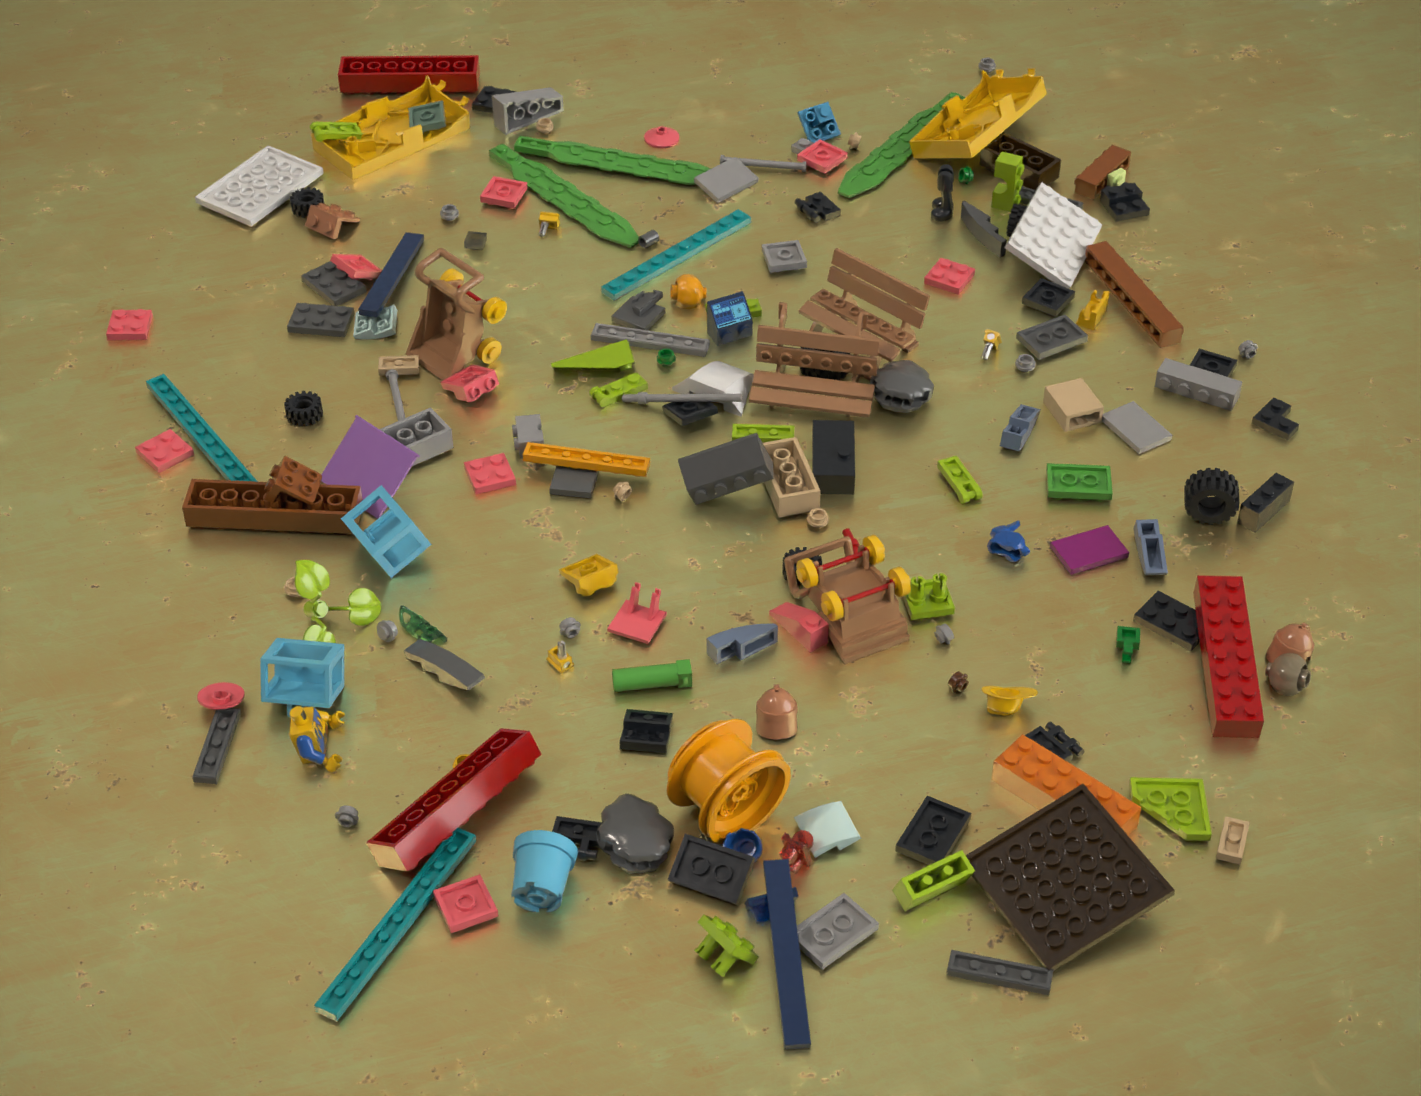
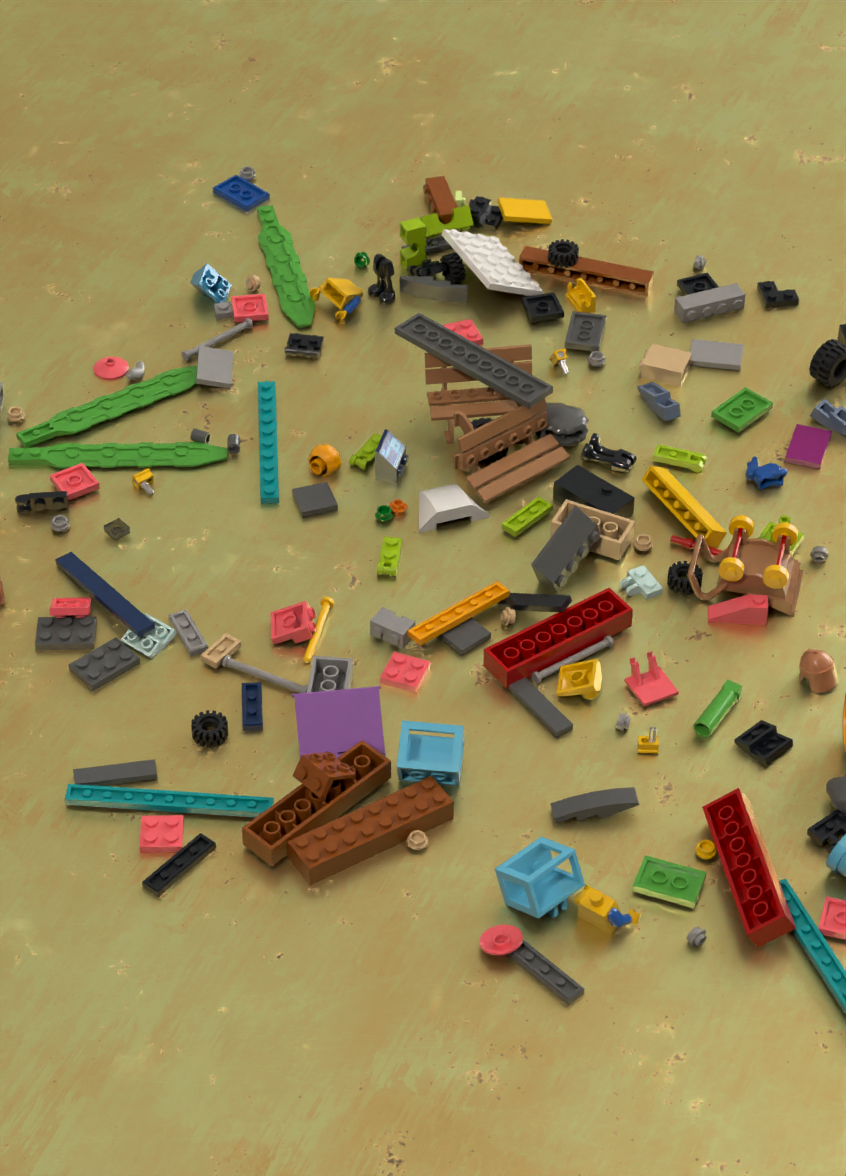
camera: 50 degrees left, 0 degrees up
(140, 478) = (179, 865): none -> black tile
(205, 392) = (116, 773): none -> dark grey tile
(272, 551) = (370, 830): none -> dark orange brick
(310, 581) = (464, 836): lime plant -> none
(367, 410) = (252, 706): none -> dark blue tile
(387, 630) = (524, 815): light grey plate -> none
(398, 762) = (669, 881): none -> bright green plate
(399, 343) = (188, 632): none -> light grey tile
(417, 623) = (533, 796): clear green piece -> none
(452, 322) = (234, 588): medium nougat piece -> none
(460, 189) = (42, 501): none -> black hinge
(517, 388) = (326, 603): none -> yellow bar
(535, 571) = (540, 707): none -> dark grey tile
(608, 357) = (349, 539): lime wedge -> none
(612, 556) = (607, 642): none -> light grey bar
(624, 530) = (557, 637): none -> red brick
(635, 219) = (200, 436): none -> dark grey hinge
(644, 301) = (309, 486): dark grey tile -> none
(644, 398) = (417, 549): light grey bar -> none
(648, 493) = (536, 602): none -> black tile
(651, 339) = (350, 510): light grey tile -> none
(670, 150) = (136, 373): none -> light grey arm
(684, 361) = (398, 507): none -> orange plate
(689, 412) = (458, 534): black plate -> none
(741, 641) = (729, 649): sand blue slope -> none
(764, 547) = (641, 581): none -> light aqua hinge
(784, 256) = (342, 392): light grey plate -> none
(856, 276) = (474, 360): none -> dark grey plate
(895, 507) = (683, 505): none -> yellow brick
(899, 188) = (341, 293): none -> yellow torso
(902, 444) = (618, 459): none -> black piece
(960, 76) = (241, 193): none -> blue tile
(974, 122) = (317, 211): yellow piece -> none
(1001, 211) = (427, 267): none -> black plate
(1038, 164) = (380, 226): dark brown brick -> none
(1088, 188) = (460, 219): none -> lime arch
(1121, 263) = (563, 253): none -> black tyre
(1160, 218) = (524, 210): none -> yellow tile

